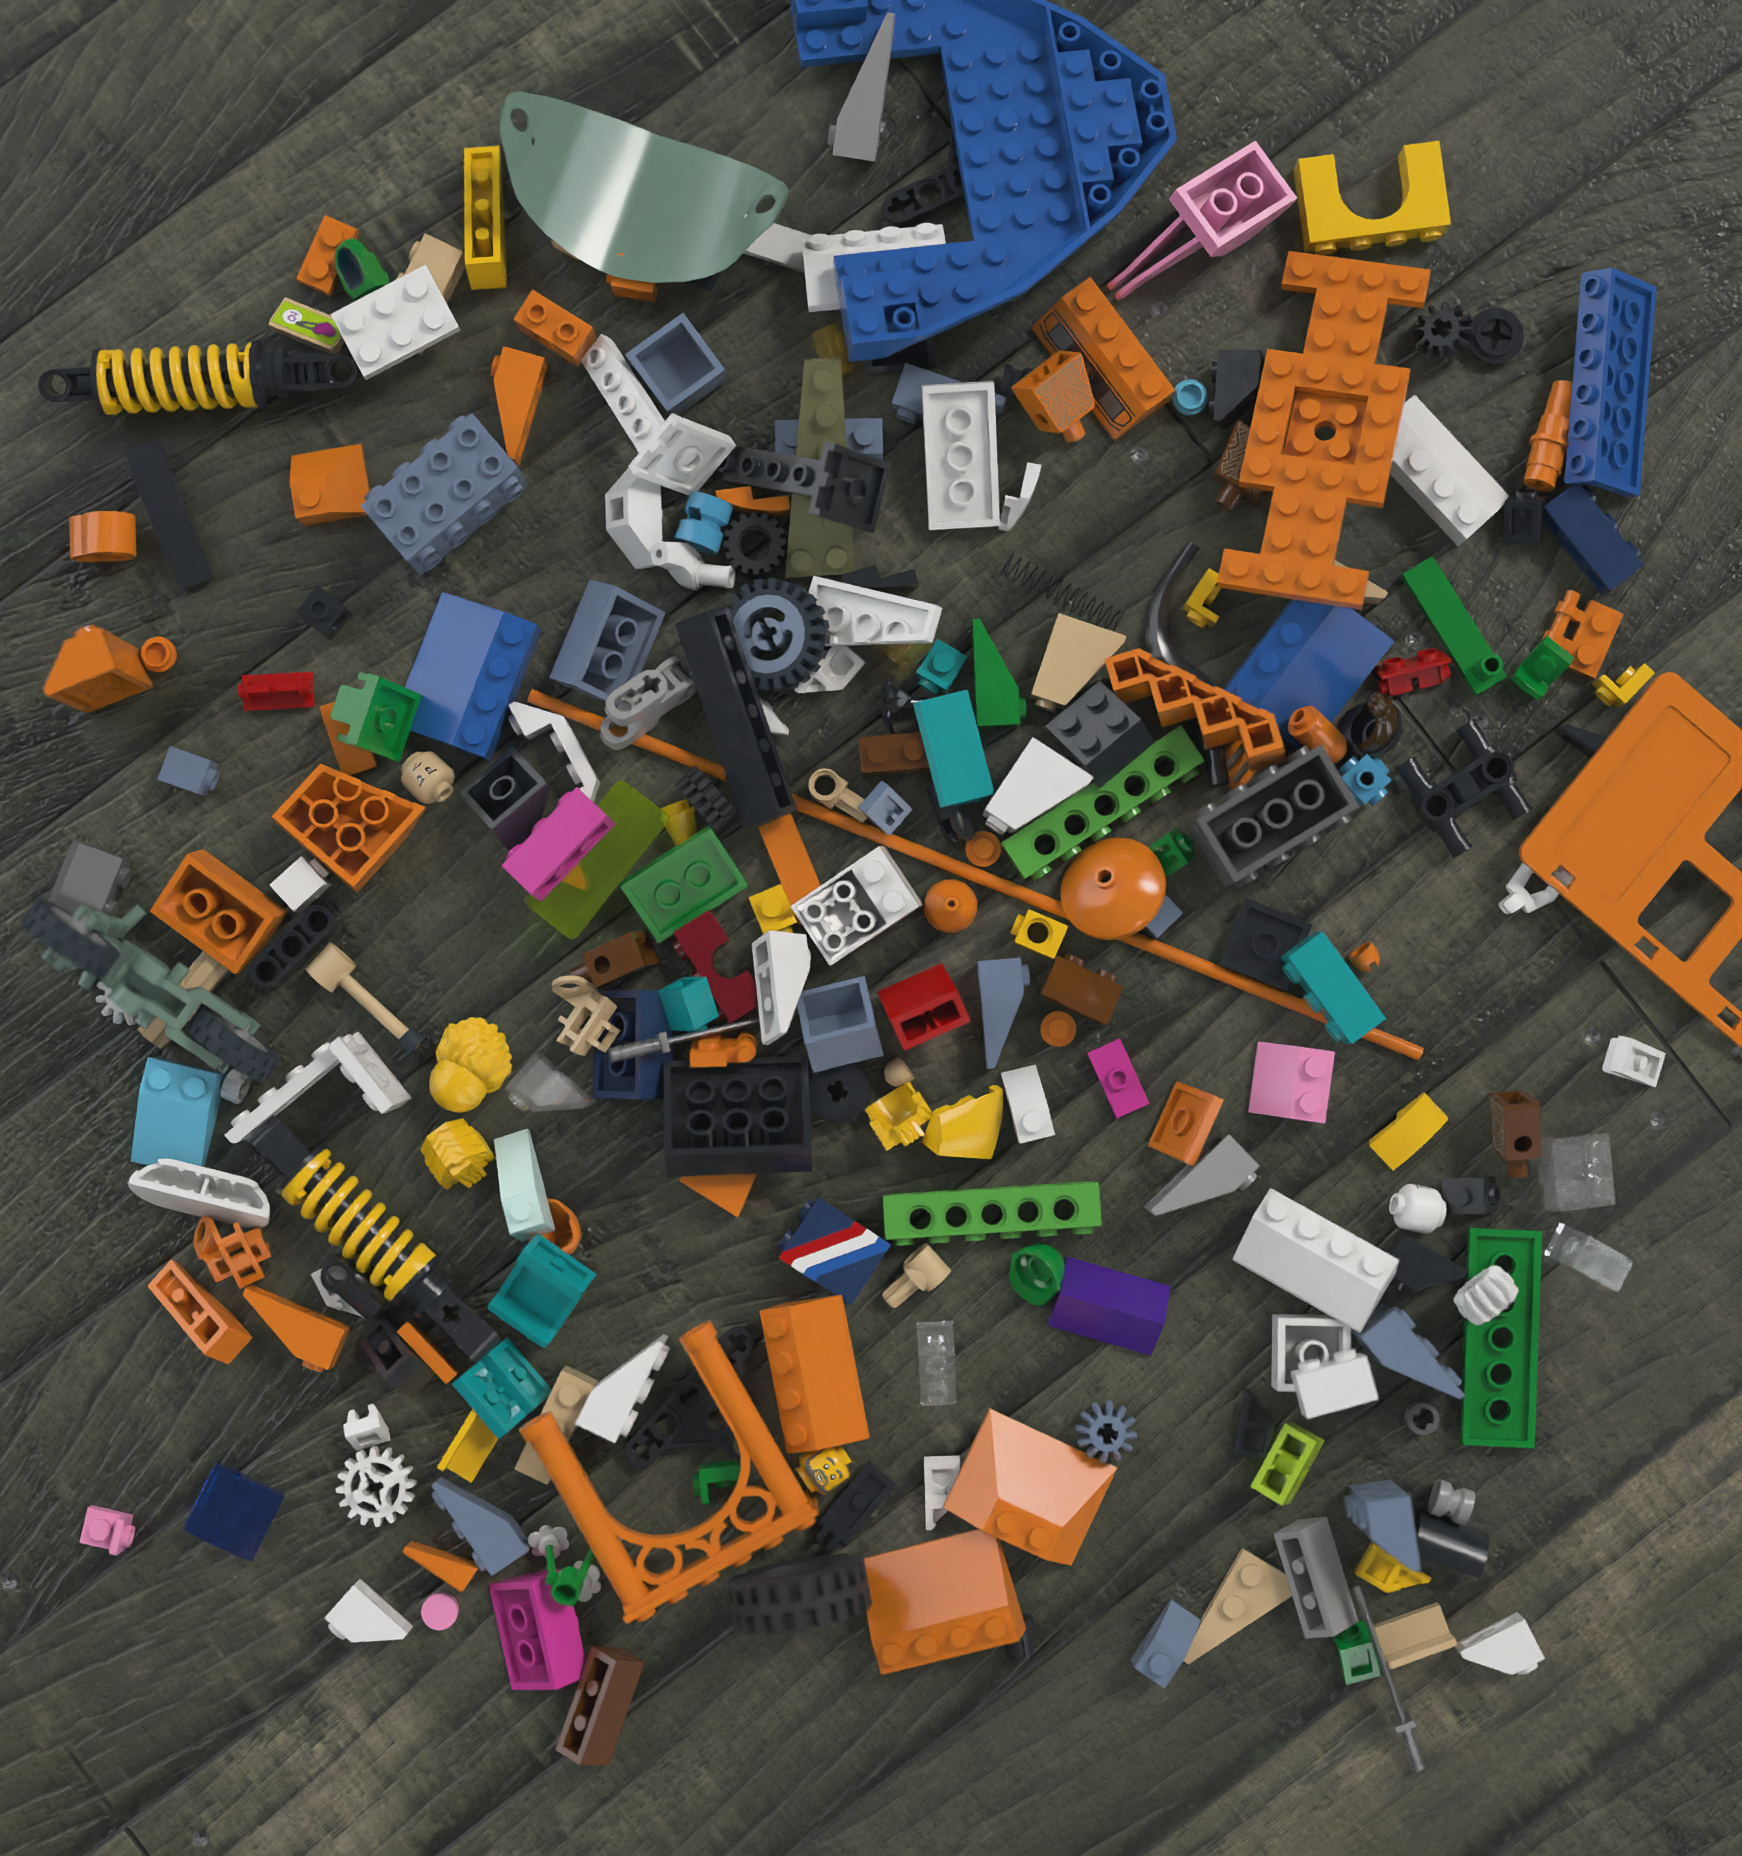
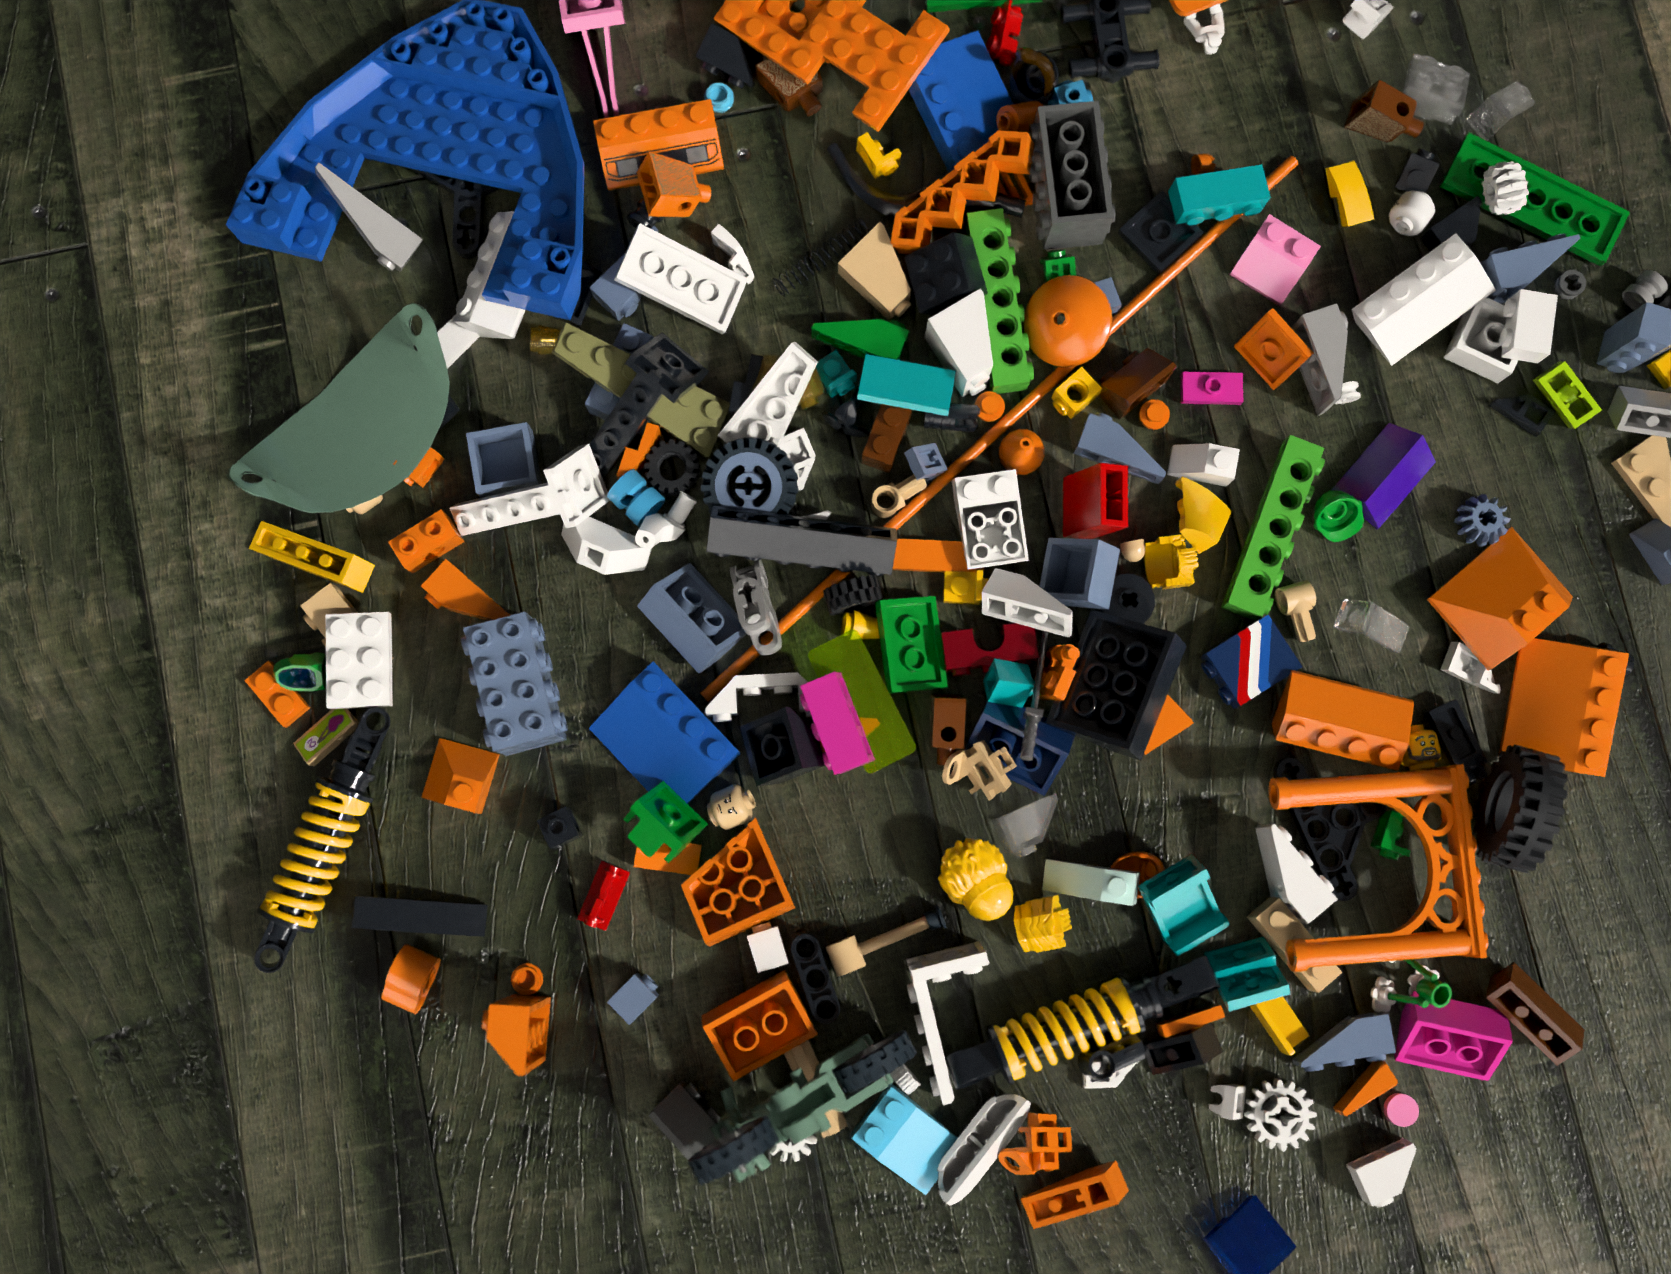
camera: 70 degrees left, 5 degrees down
(302, 1330) = (1128, 1115): orange slope -> none
(1179, 1224) = (1349, 393): none -> white bush

